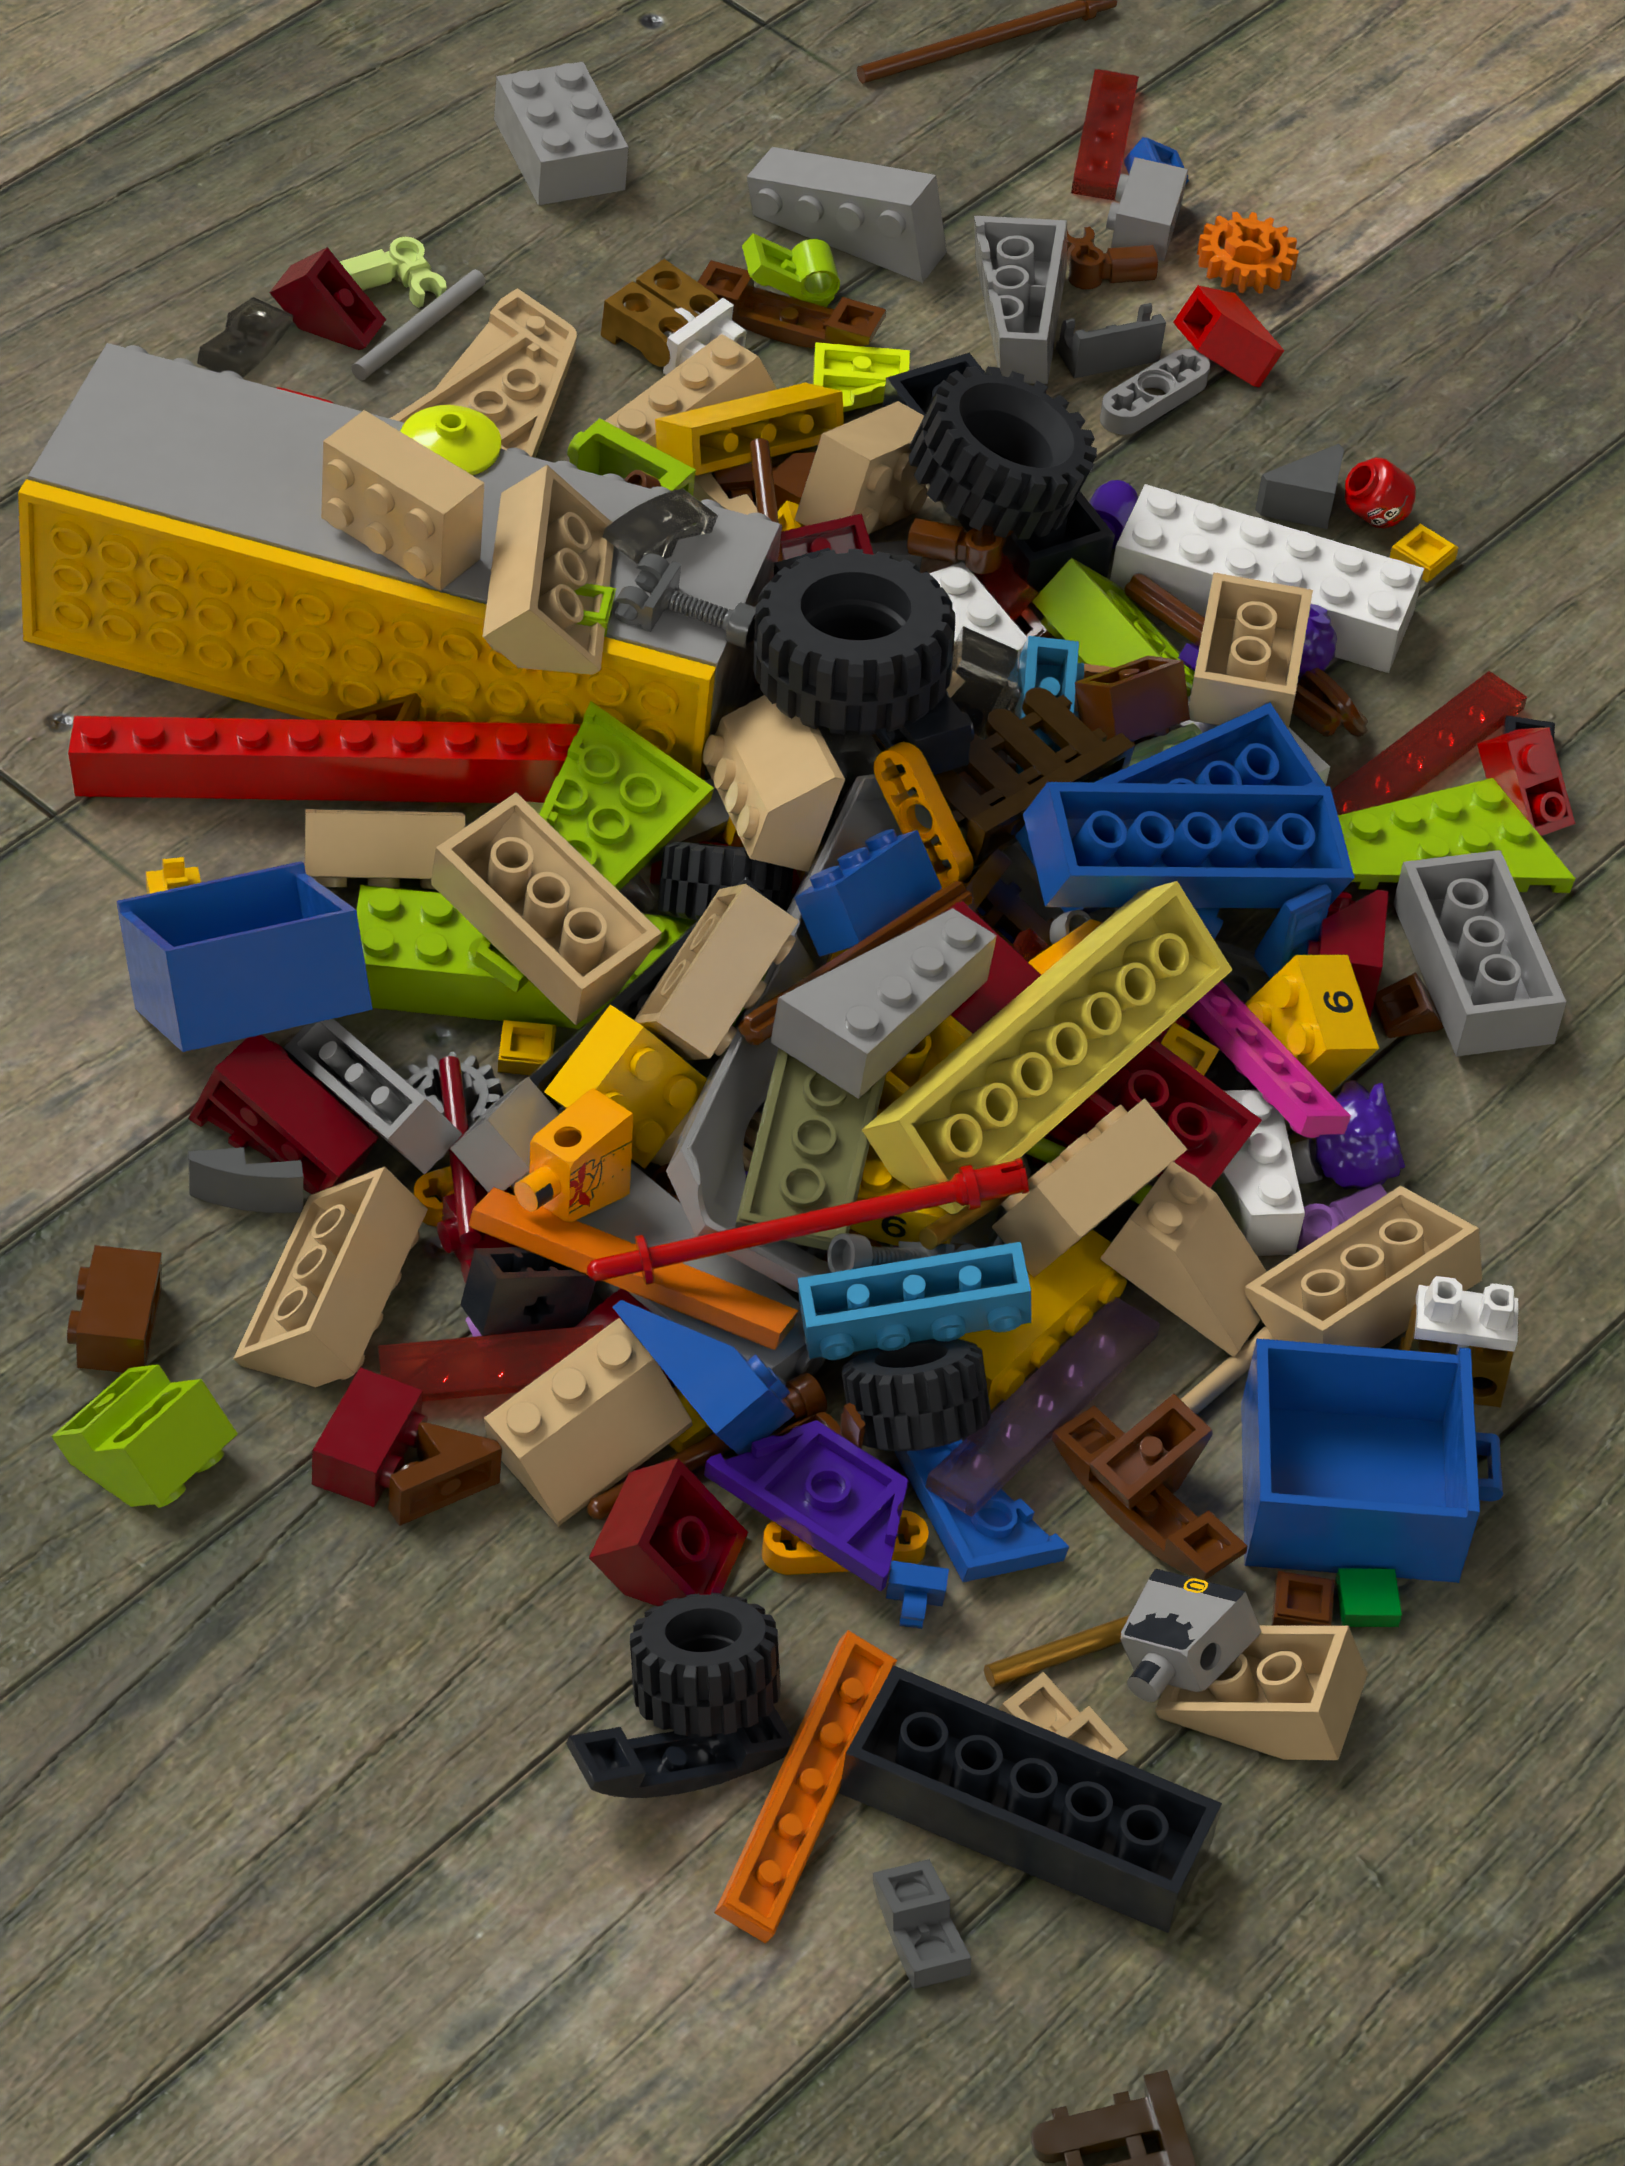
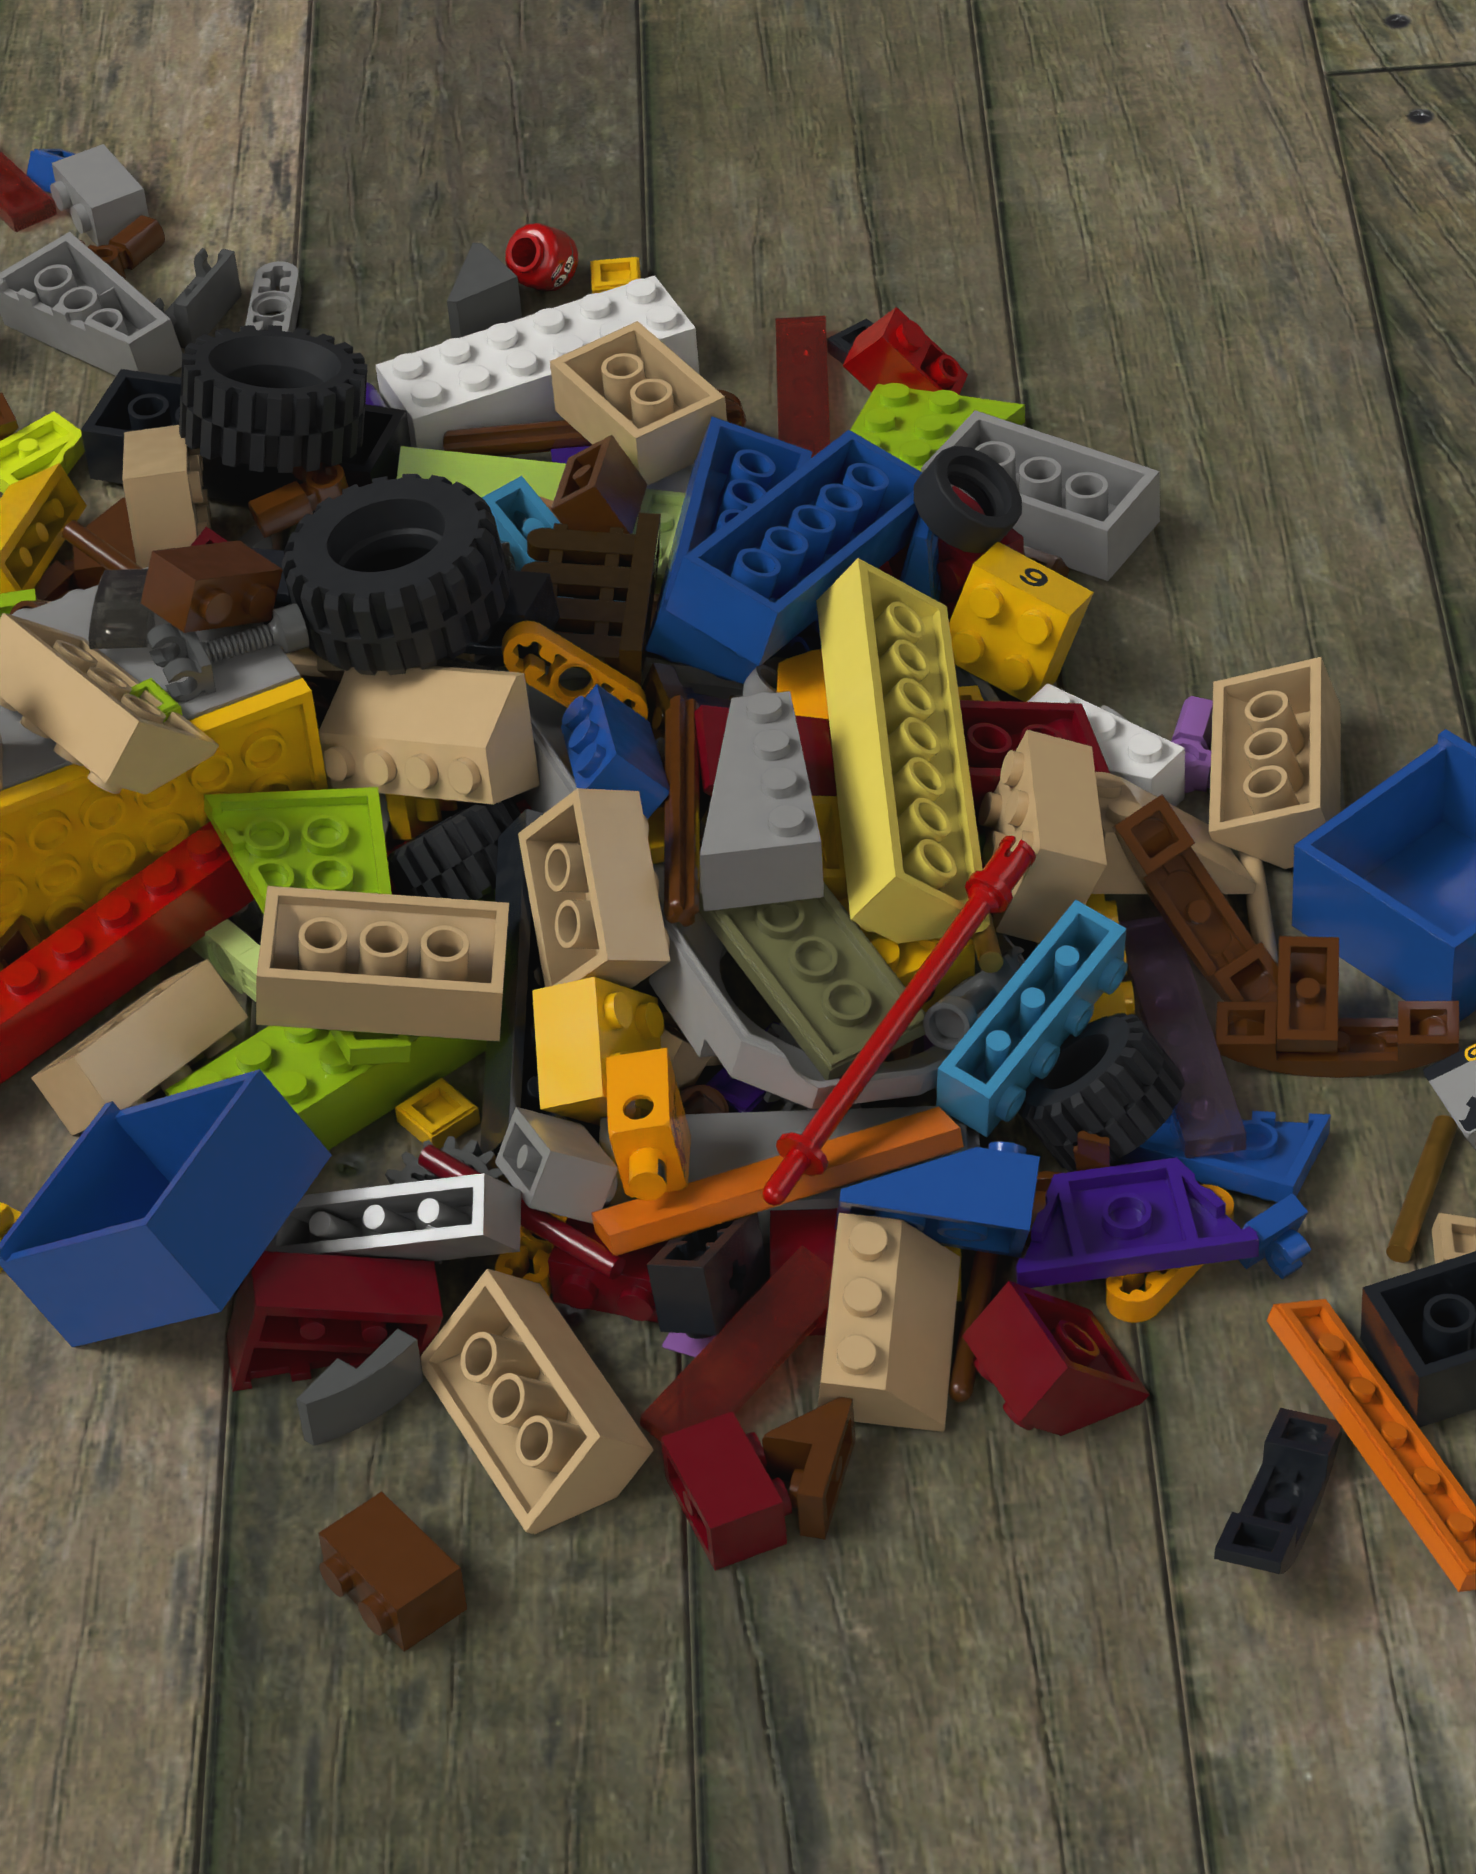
camera: 35 degrees left, 5 degrees down
(146, 1436) = (549, 1643): lime piece -> none
(705, 1664) = (1221, 1414): black tyre -> none
(715, 552) = (211, 586): none -> reddish brown brick
(1155, 1318) = (1195, 906): none -> reddish brown slope
(1228, 334) = (285, 233): red slope -> none
(1247, 252) = (215, 174): orange gear -> none
(1268, 1064) = (1051, 666): dark pink plate -> none
(1369, 1148) = (1136, 674): dark purple animal -> none
(1385, 895) = (950, 516): none -> black tyre
(1456, 1319) = (1400, 727): white hips -> none

